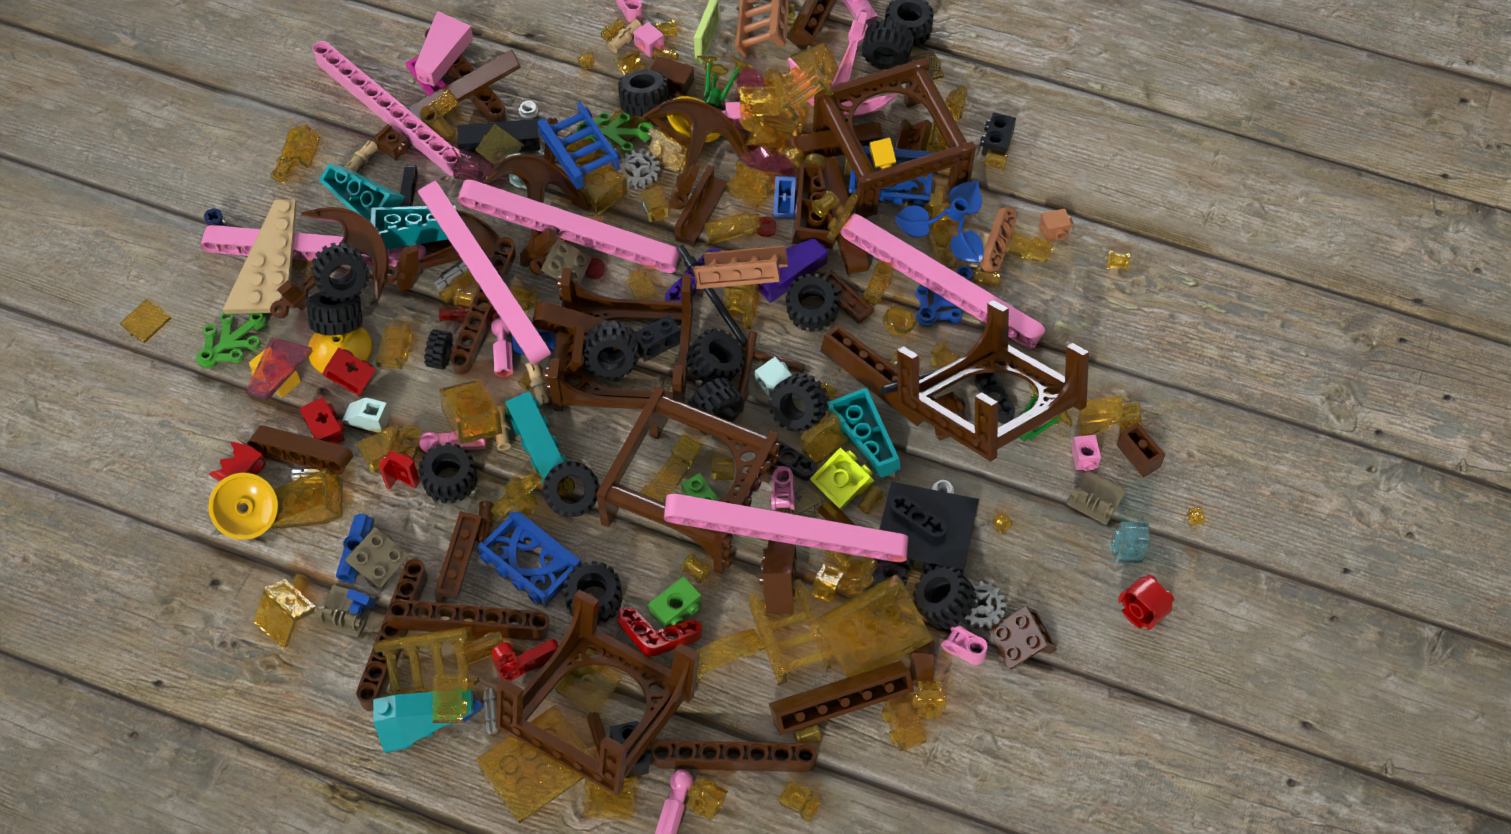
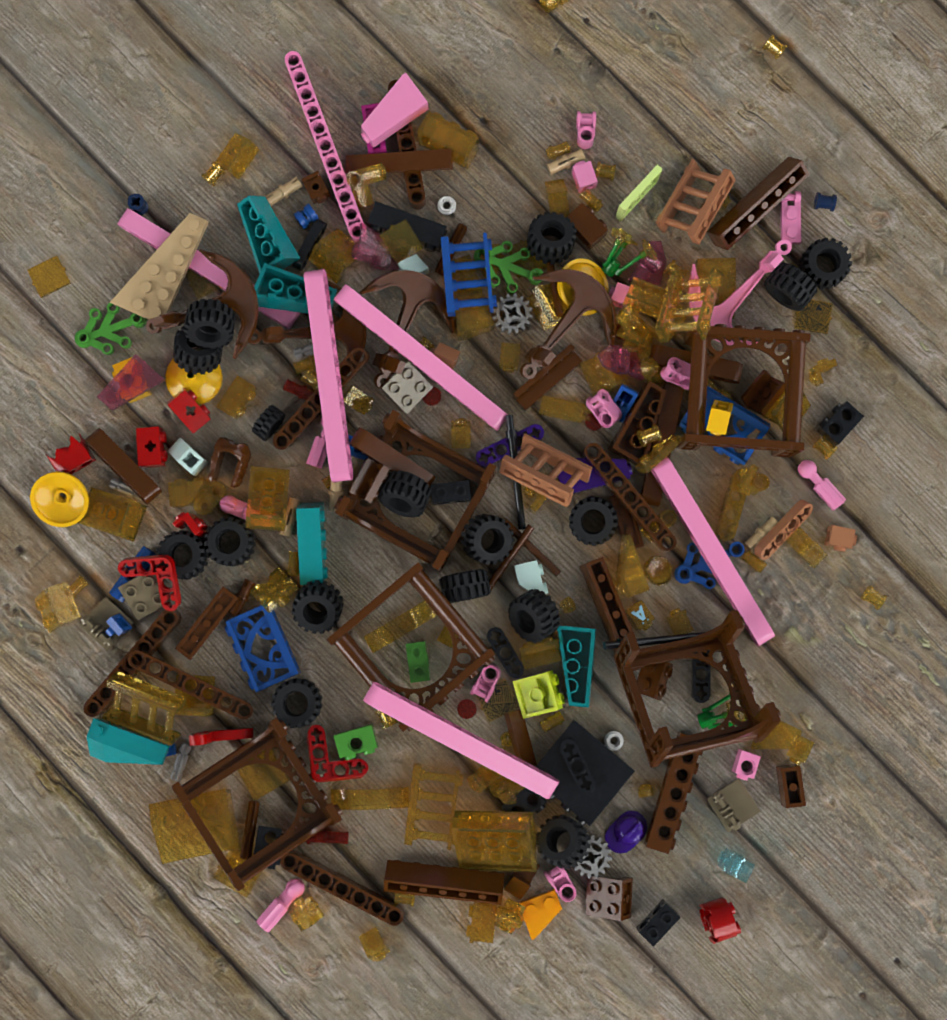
camera: 30 degrees right, 25 degrees up
(388, 522) = (160, 572): none -> red beam
(393, 168) = (310, 216): none -> blue wheel
(394, 492) = (199, 552): none -> black tyre
(410, 386) = (240, 451): none -> reddish brown piece
(445, 180) = (333, 254): none -> clear yellow bracket
(447, 698) = (145, 751): clear yellow bracket -> none
(492, 45) = (441, 134): none -> clear yellow brick
(524, 465) = (293, 564): none -> clear yellow pin
(586, 60) = (519, 173): clear yellow hinge -> none
(689, 715) = (329, 837): none -> clear red pin
(766, 205) = (605, 409): none -> bright pink piece
(778, 576) = (440, 769): reddish brown wedge -> none
(815, 159) = (663, 384): clear yellow tile -> none
(823, 146) = (679, 372): none -> bright pink piece
(846, 263) = (638, 501): none -> reddish brown beam
(871, 323) = (629, 571): none -> clear yellow slope
(960, 686) = (540, 911): none -> light orange wing
(963, 200) = (774, 482): blue plant -> none
(1005, 570) = (626, 832): none -> dark purple piece
(1013, 191) = (822, 486): none -> bright pink piece
(1037, 561) = (666, 842): none -> reddish brown brick
(1087, 636) = (658, 922): none -> black brick
(1196, 516) = (803, 861): clear yellow hinge -> none

